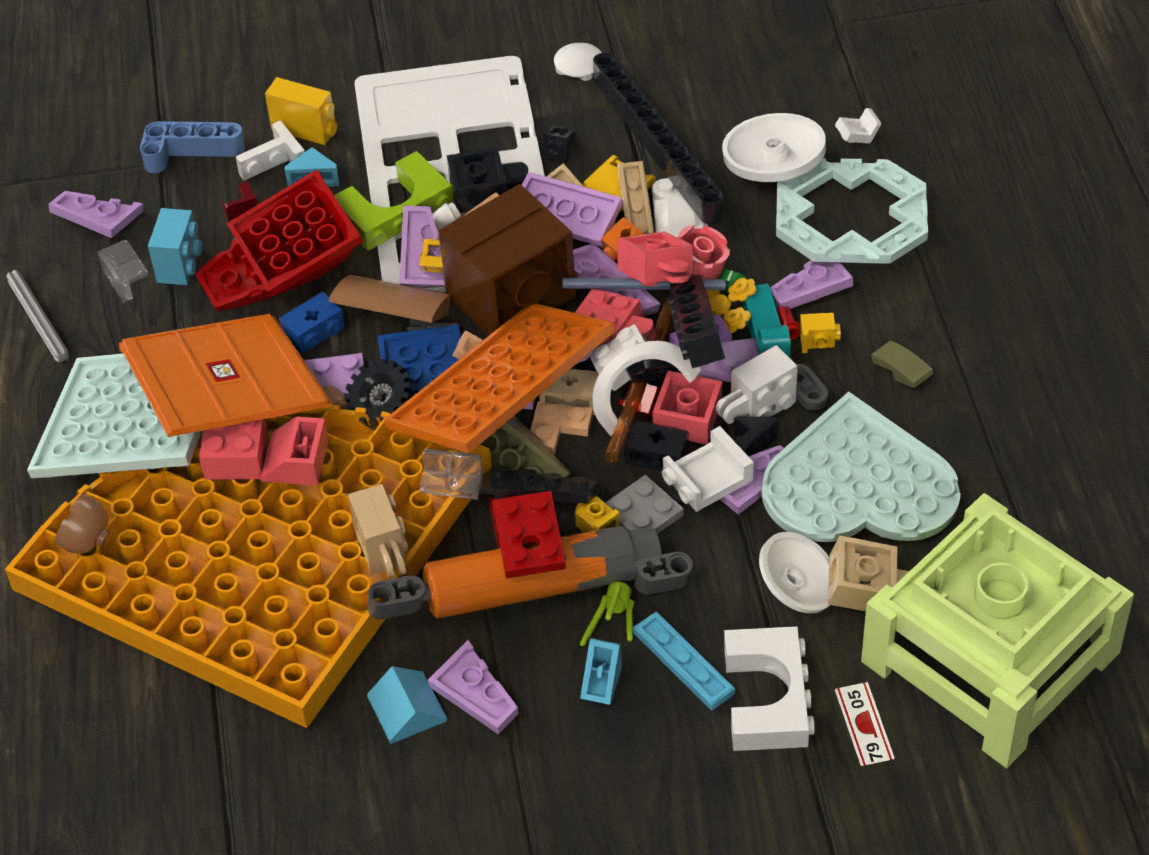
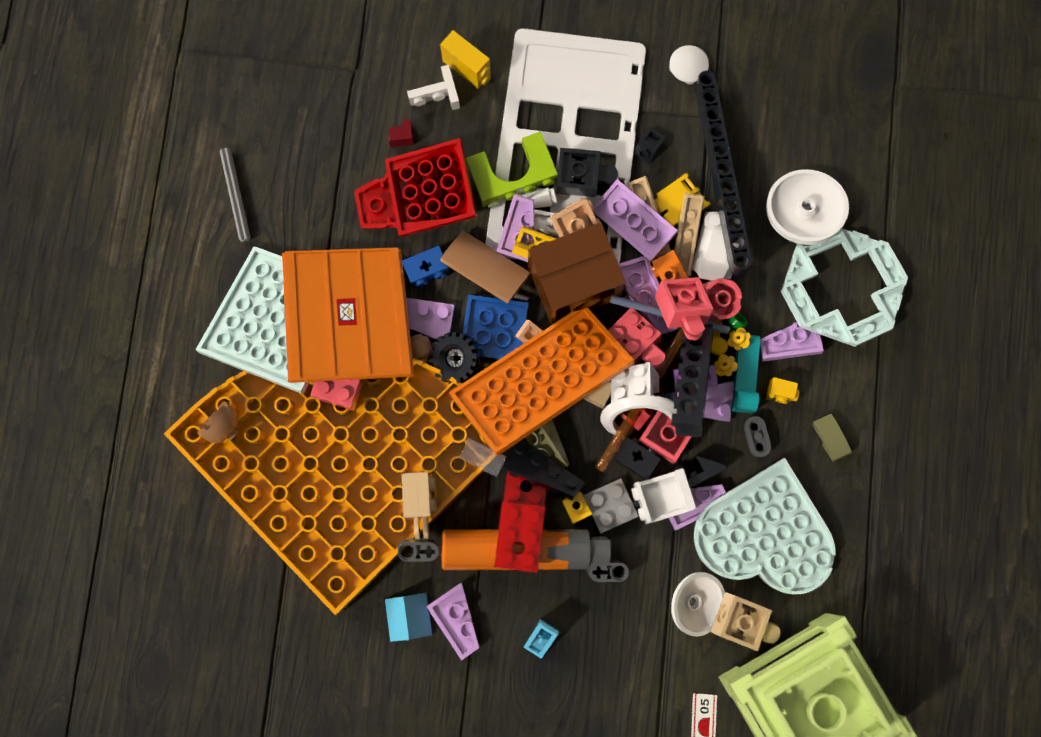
camera: 15 degrees right, 30 degrees up
(94, 214) = (296, 109): lavender wing -> none
(122, 267) = (302, 172): clear panel -> none
(174, 246) = (343, 167): medium azure brick -> none
(189, 139) = (380, 62): medium blue beam -> none
(296, 452) = (379, 404): coral slope -> none
(309, 162) = (460, 117): medium azure slope -> none
(555, 418) = (582, 410): light nougat plate -> none
(616, 601) = (571, 579): lime plant -> none
(684, 661) = (600, 640): medium azure tile -> none
(760, 387) = (722, 436): white brick -> none
(786, 721) = (654, 715): white arch -> none
(788, 319) = (763, 374): red pin -> none
(861, 129) = (877, 203): white bracket -> none

